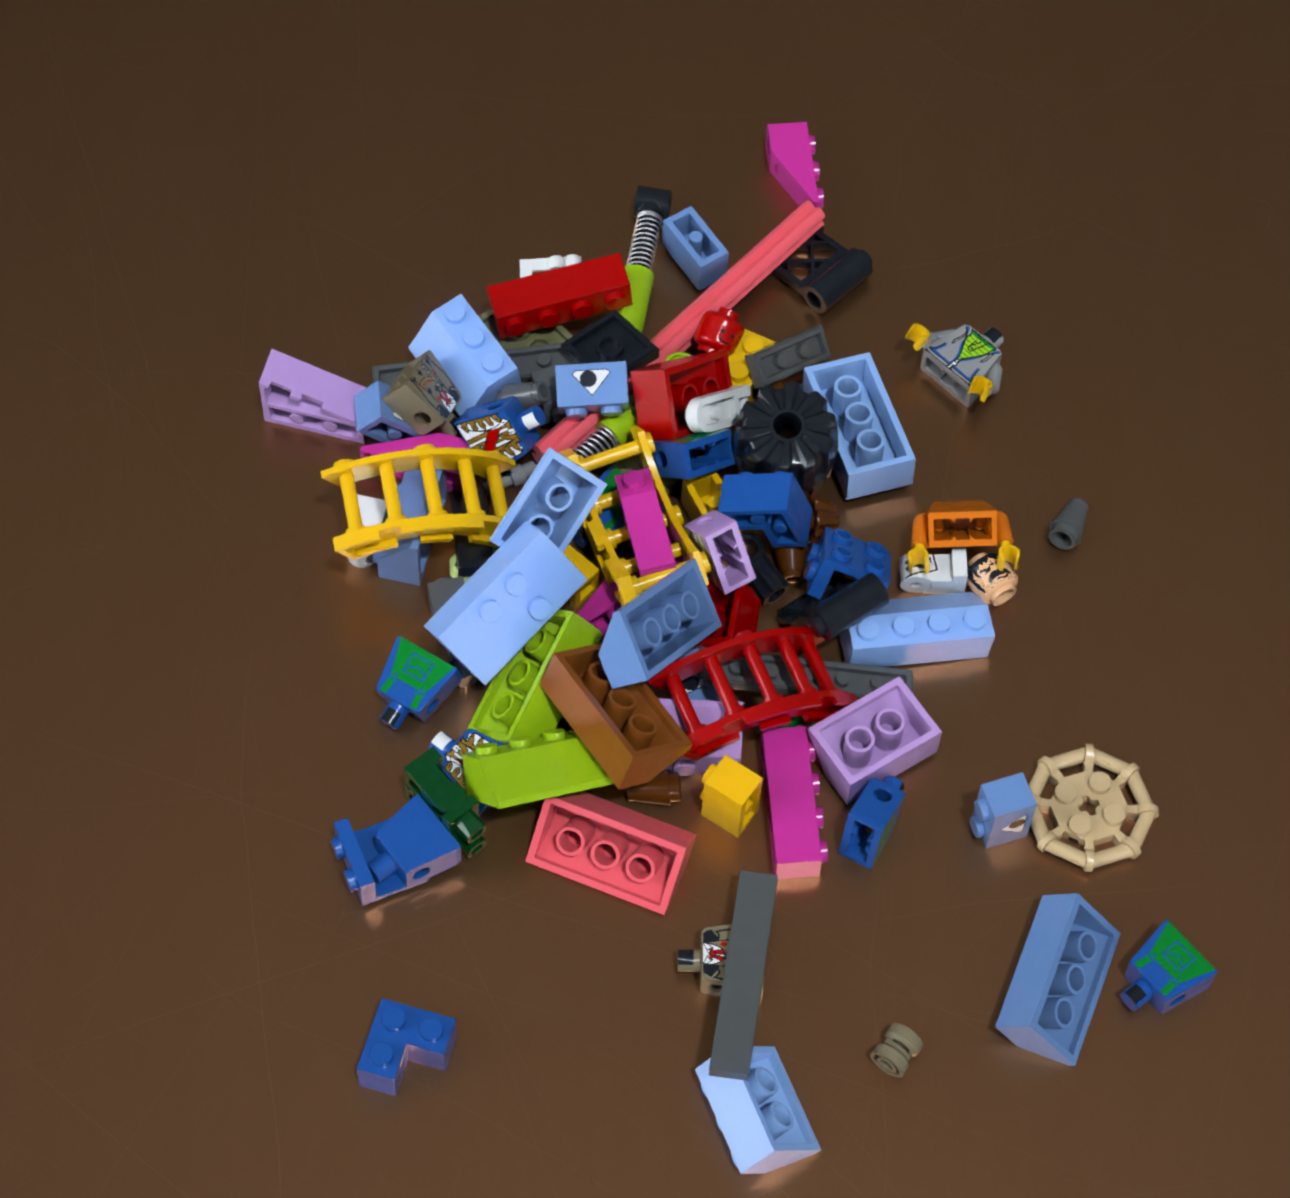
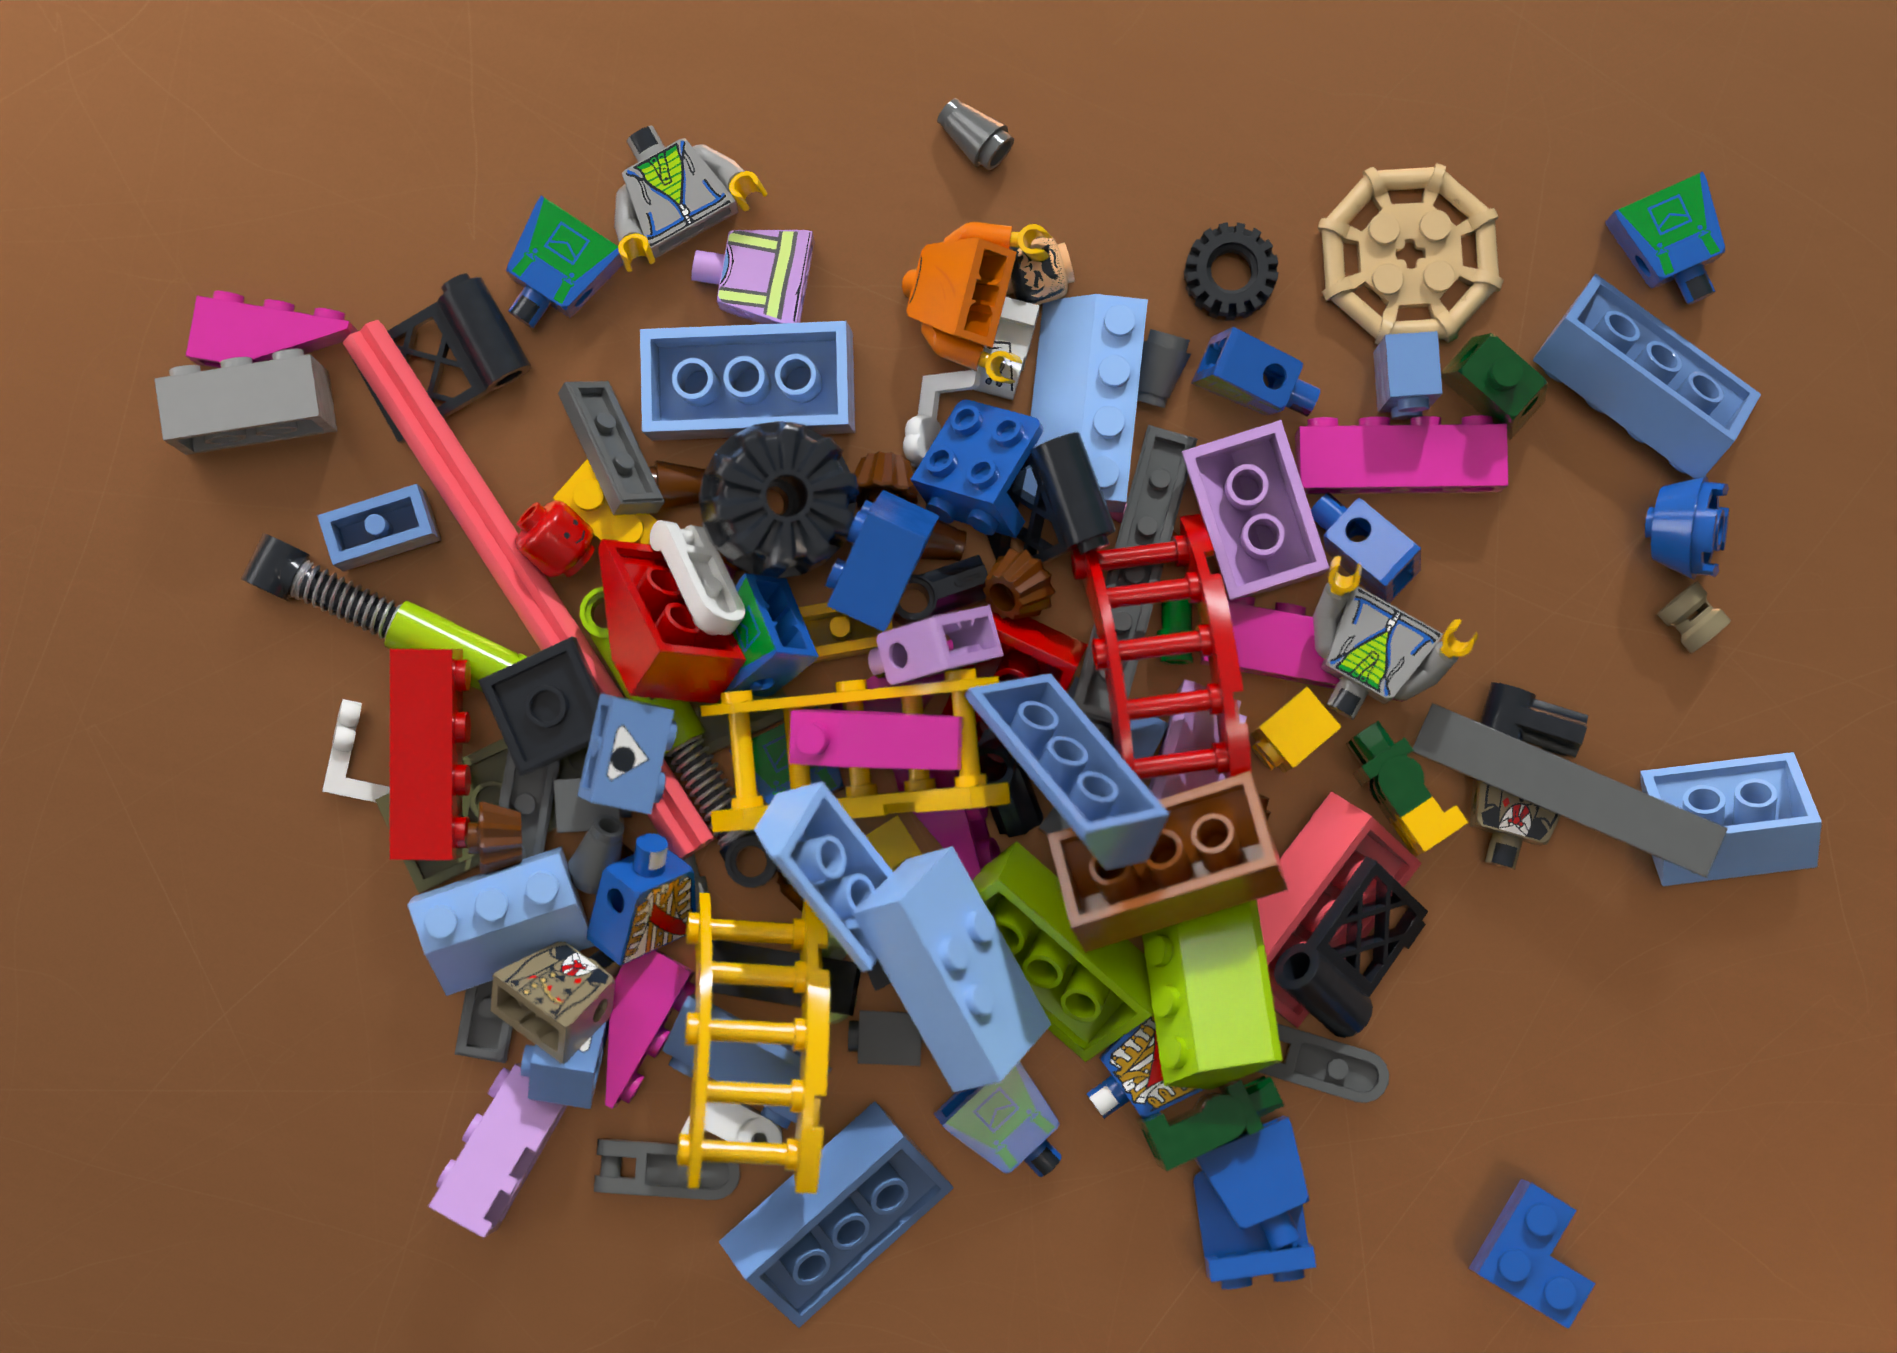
camera: 70 degrees left, 25 degrees up
(321, 602) = (867, 1196): none -> medium blue slope
(325, 502) = (658, 1172): none -> dark grey plate
(504, 876) = (1330, 1066): none -> dark grey plate
(518, 338) = (496, 837): none -> reddish brown piece
(559, 862) = (1332, 985): none -> black piece
(709, 876) = (1400, 790): none -> dark green hips
(749, 160) = (245, 402): none -> light grey brick
(774, 603) = (1018, 586): none -> reddish brown piece
(786, 952) = (1533, 720): none -> black piece
(806, 820) = (1377, 646): none -> torso
(863, 533) = (924, 427): none -> white piece
(895, 308) = (558, 263): none -> torso
(932, 421) = (760, 274): none -> torso
(944, 830) = (1402, 457): none -> dark pink brick
(954, 668) = (1161, 366): none -> dark grey cone
(960, 1026) = (1688, 526): none -> blue cone
(968, 718) = (1235, 370): none -> blue torso
(1019, 870) = (1496, 382): none -> dark green torso
(1039, 678) = (1241, 242): none -> black tyre

